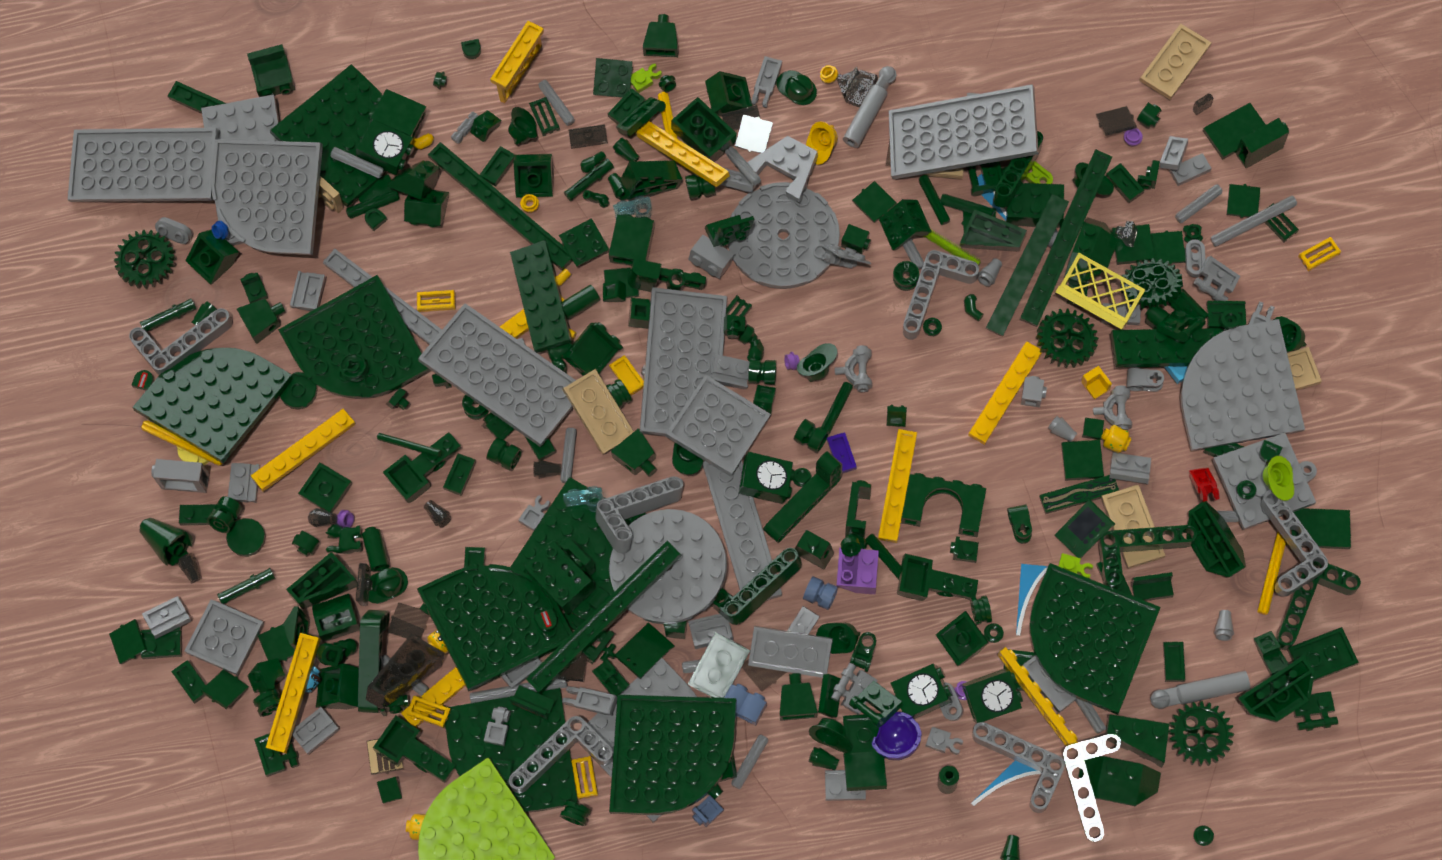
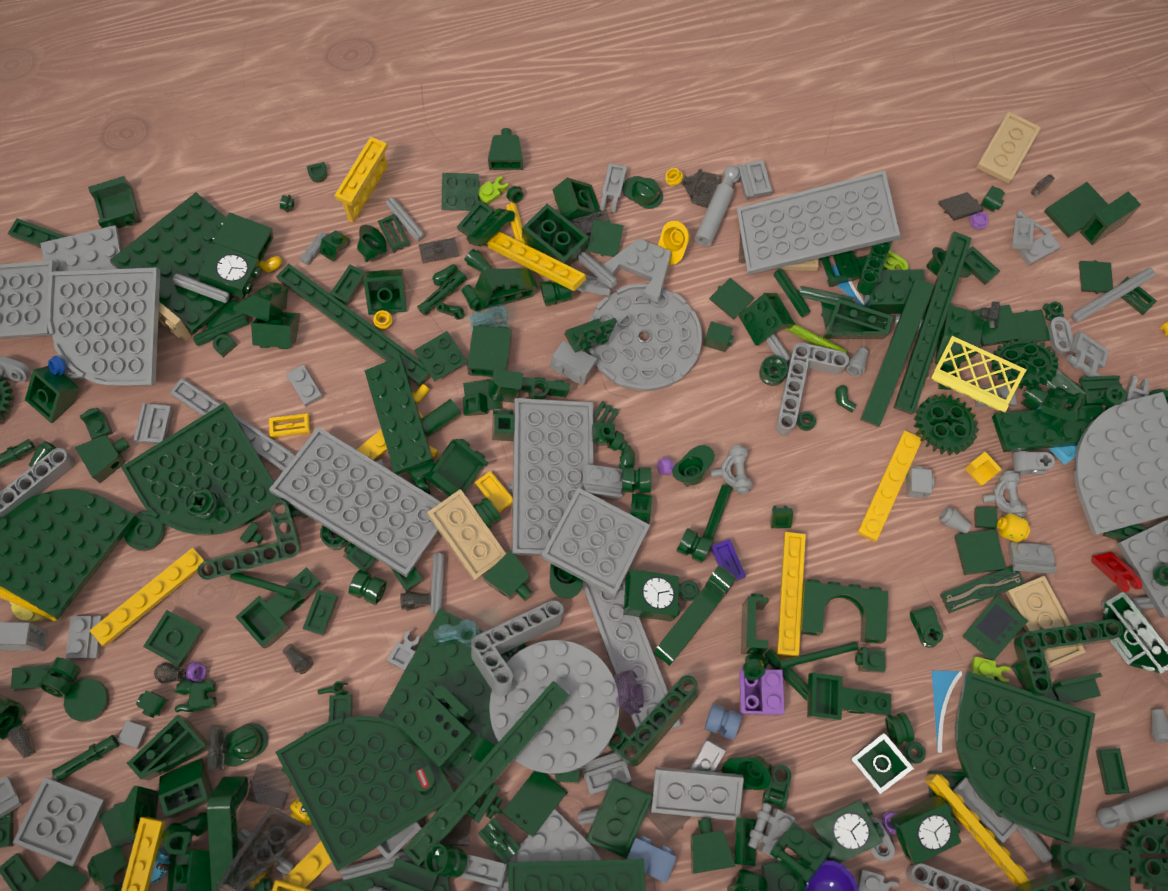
camera: 10 degrees left, 0 degrees up
(287, 569) = (132, 734): none -> light grey tile
(375, 549) = (230, 704): dark green brick -> none
(405, 414) = (258, 551): none -> dark green beam
(451, 263) = (304, 385): none -> light grey plate
(472, 541) = (336, 688): none -> dark green hand
(563, 689) = (446, 861): none -> dark green wheel
(735, 559) = (630, 693): none -> clear purple plate
(814, 548) = (709, 671): dark green torso -> none
(841, 257) = (708, 355): light grey hinge -> none
(910, 81) = (754, 179): none -> light grey plate
(915, 542) = (818, 655): none -> dark green bar
(1150, 179) = (1004, 256): dark green bracket -> none
(1176, 131) = (1046, 230): none -> light grey hinge
(1199, 203) = (1054, 281): light grey axle -> none

